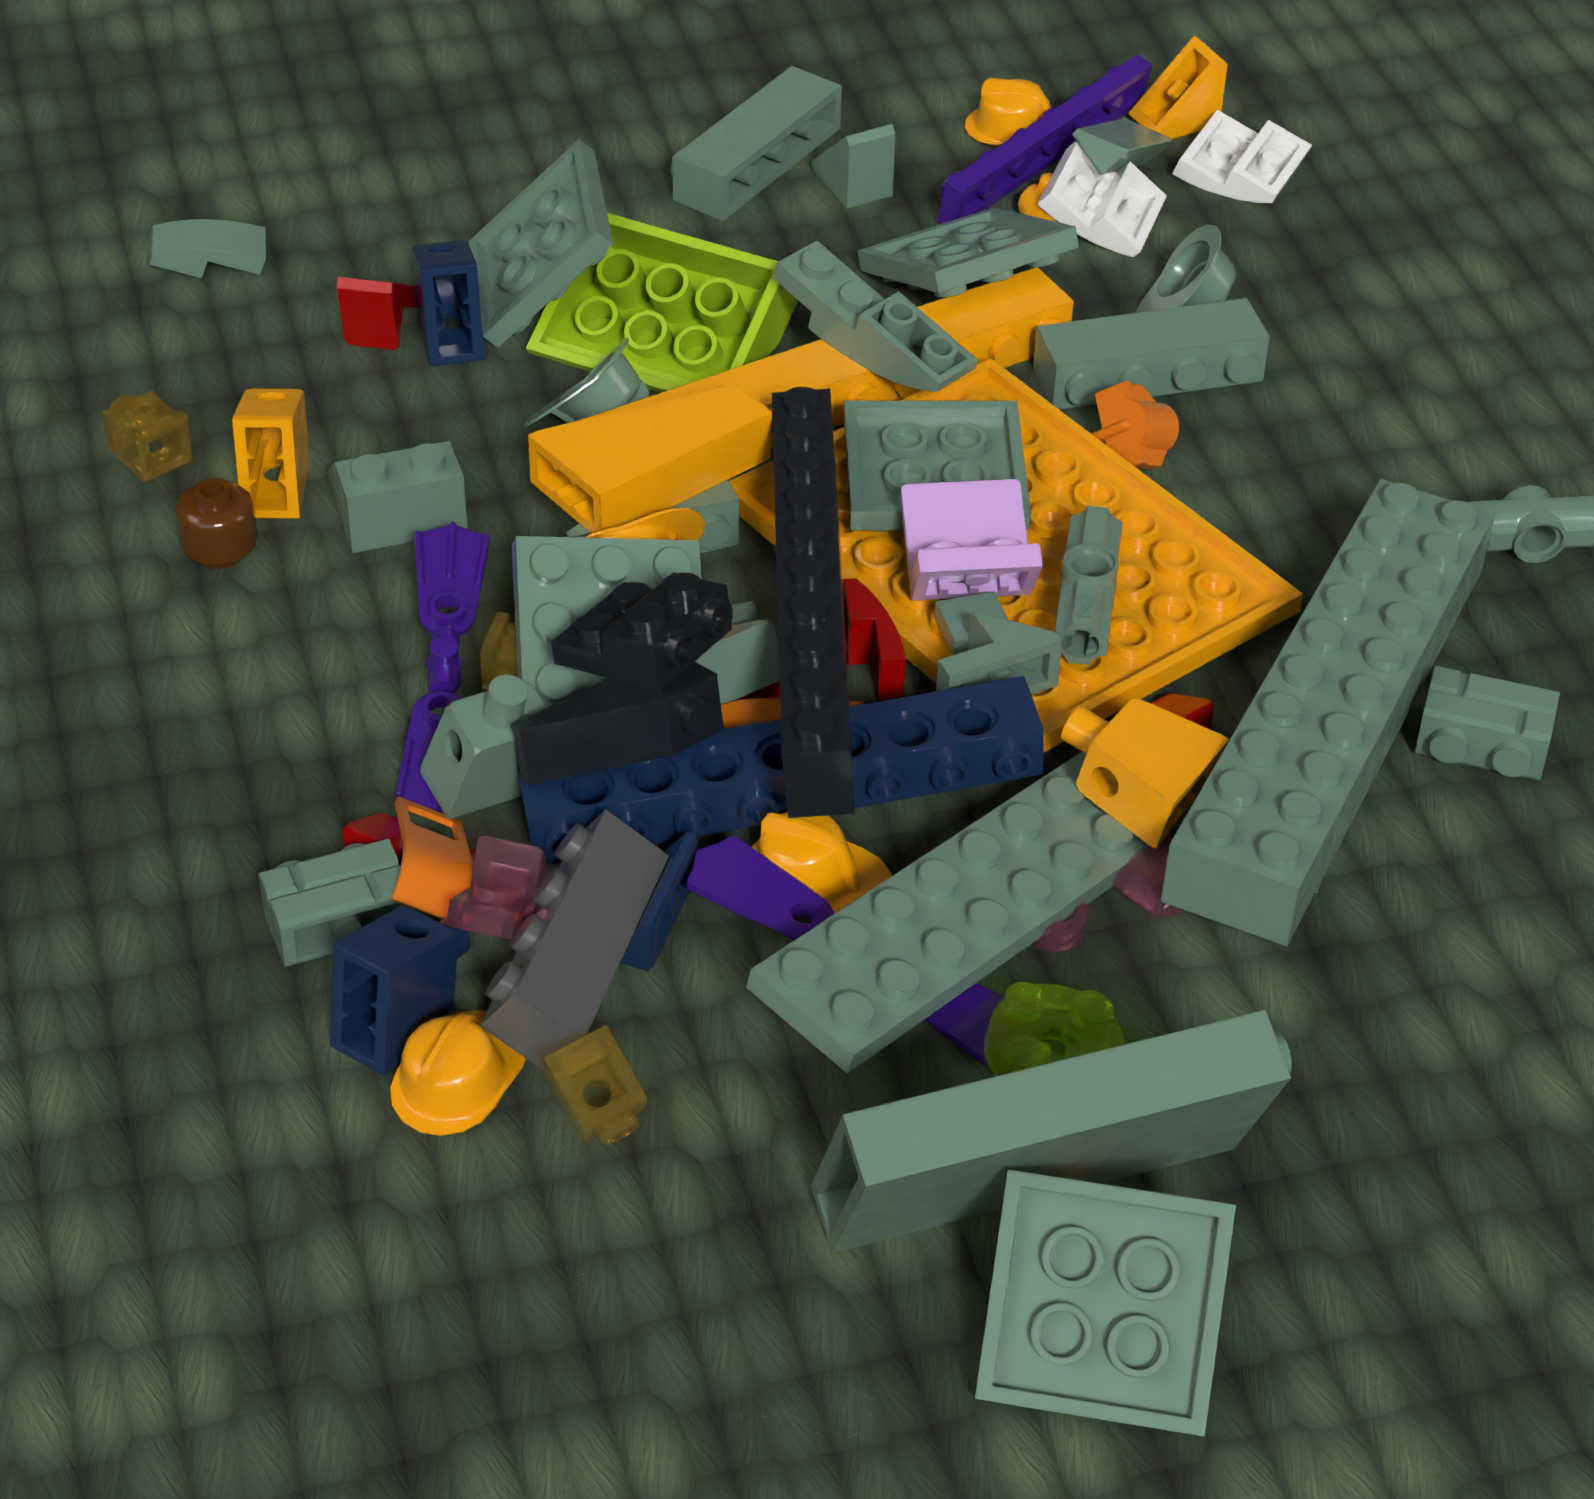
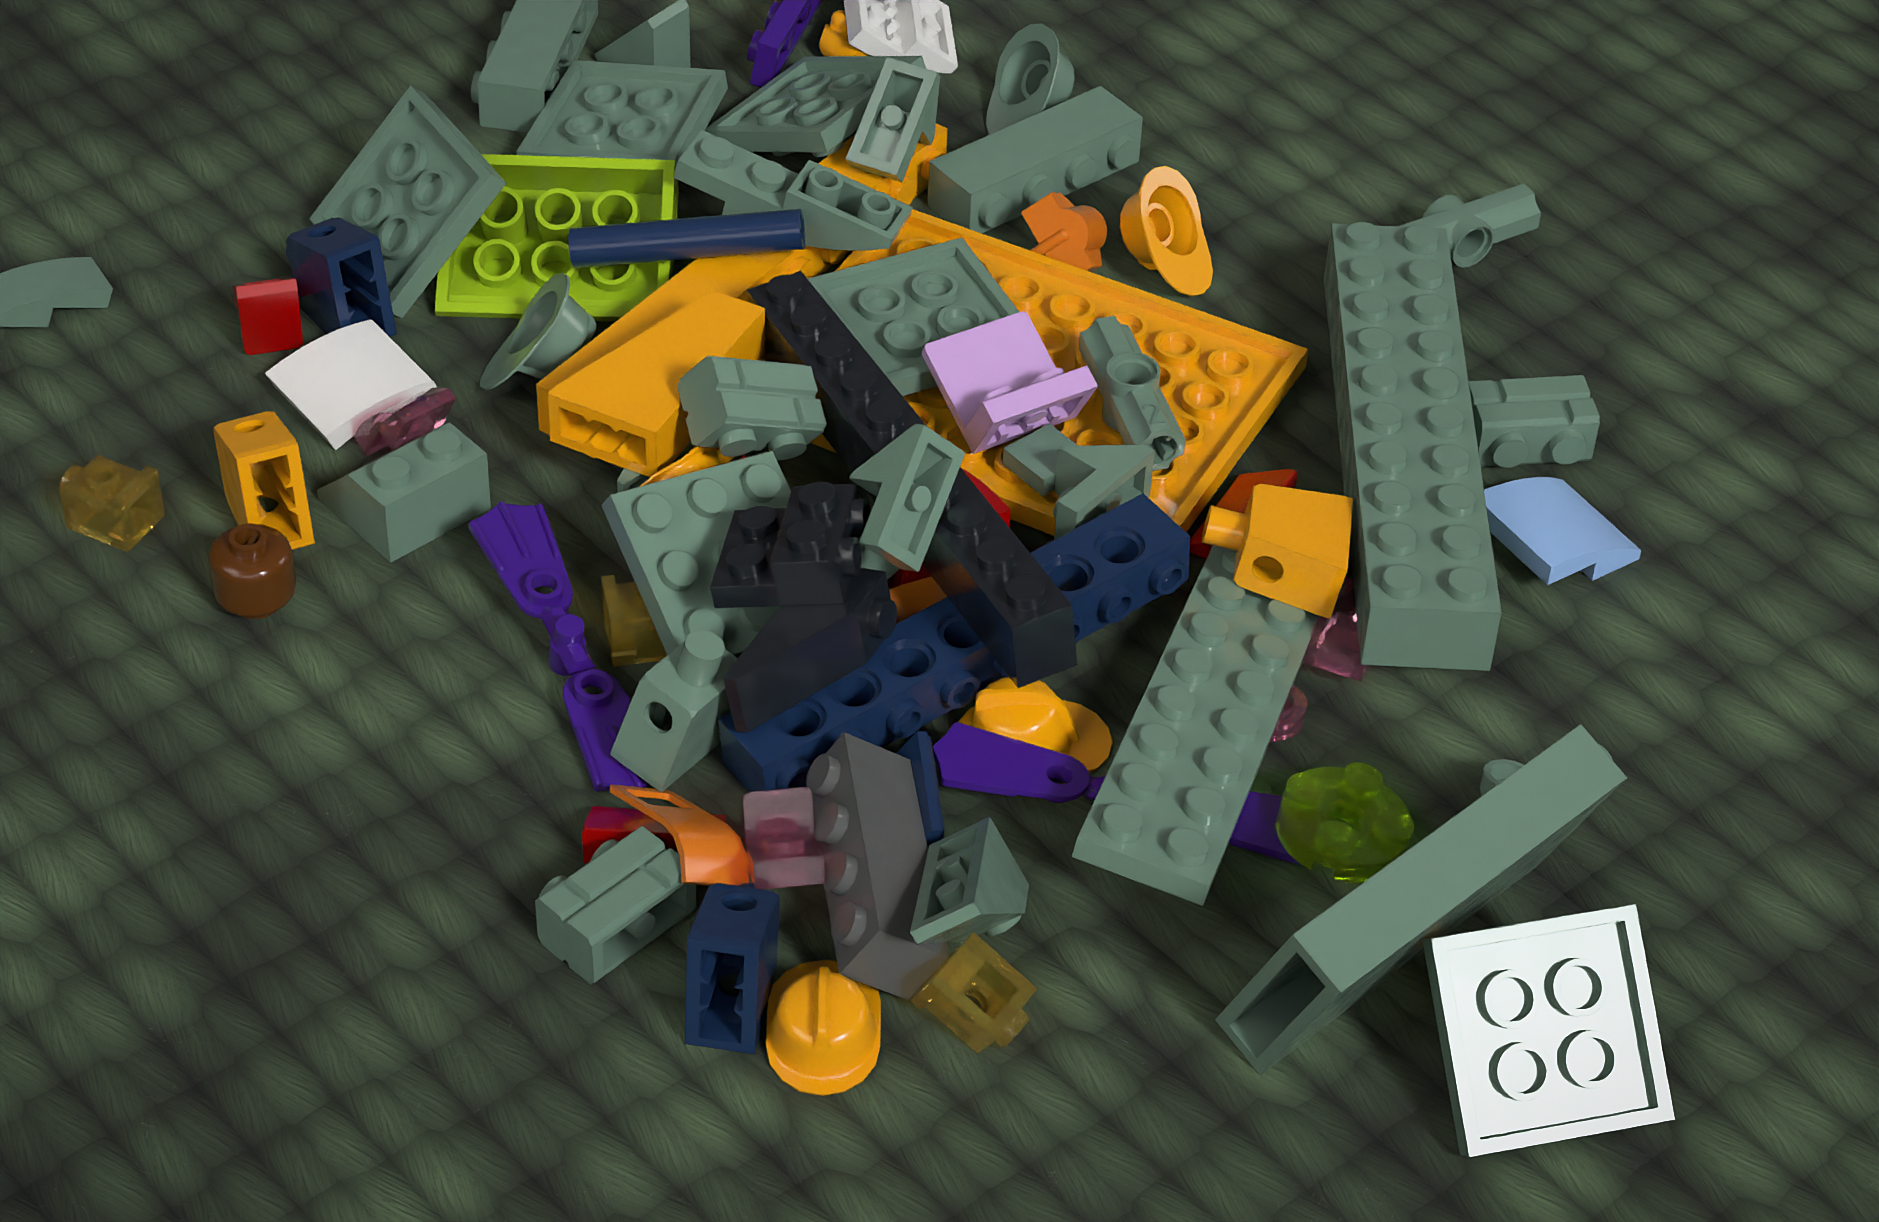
camera: 25 degrees left, 0 degrees up
(411, 385) = (347, 379): none -> white slope
(423, 428) = (405, 420): none -> clear pink slope
(634, 989) = (969, 887): none -> sand green slope
(702, 496) = (751, 406): none -> sand green brick
(761, 336) = (687, 238): none -> dark blue piece
(766, 604) = (911, 490): none -> sand green slope
(791, 209) = (625, 111): none -> sand green plate
(1015, 271) = (896, 119): none -> sand green slope
(1234, 449) = (1166, 231): none -> light orange piece
(1450, 832) = (1555, 529): none -> light blue slope

